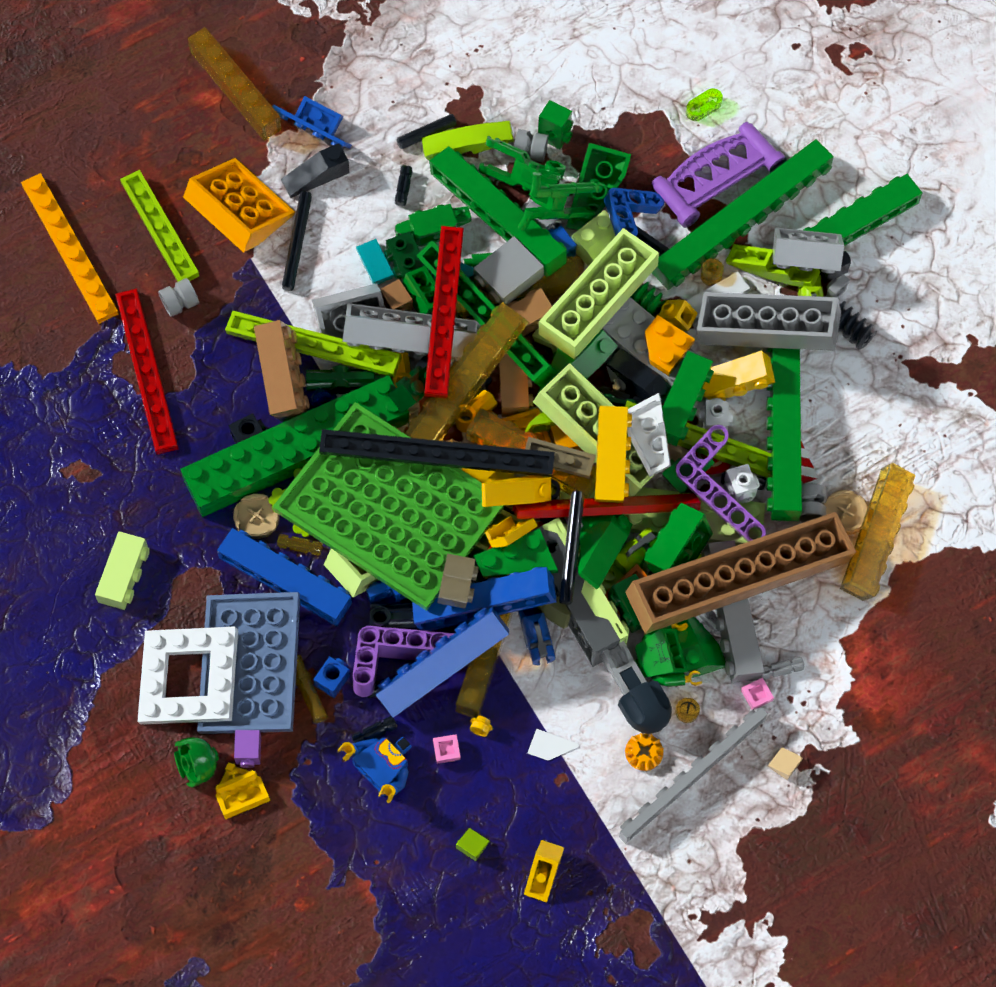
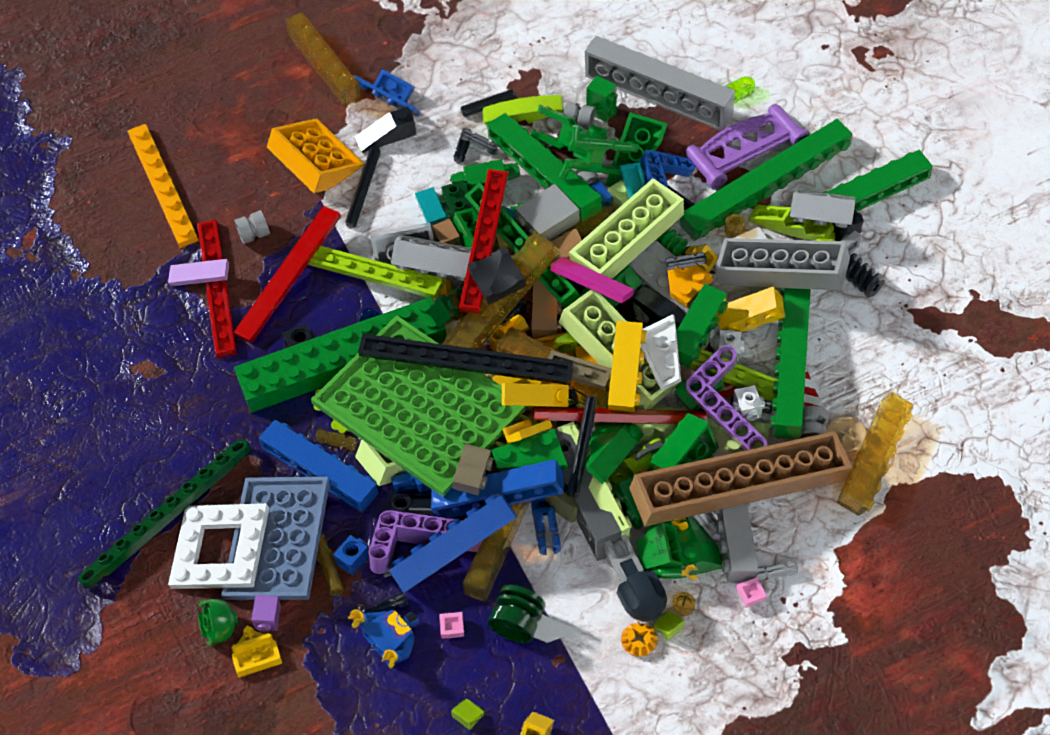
camera: 10 degrees right, 10 degrees down
(122, 570) = (171, 453): yellowish green brick -> none
(123, 641) = (164, 514): none -> dark green plate
(125, 355) = (198, 272): none -> lavender tile
(159, 227) = (243, 170): lime plate -> none
(225, 353) = (287, 274): none -> red tile
(255, 516) = (299, 413): tan tile -> none
(281, 370) = (333, 286): medium nougat brick -> none
(338, 379) = (386, 300): dark green piece -> none
(422, 180) = (479, 141): none -> black axle
(464, 356) = (497, 276): none -> black brick
(480, 726) = (485, 606): yellow plate -> none
(515, 734) = (517, 614): none -> dark green wheel
(567, 354) = (592, 280): none -> dark pink tile
(599, 226) = (632, 178): none -> teal tile
(617, 102) = (660, 83): none -> light grey brick
(665, 324) = (685, 261): none -> black axle
(674, 734) = (669, 625): none -> lime slope
(685, 780) = (676, 666): light grey plate -> none
(785, 763) = (774, 657): tan slope -> none

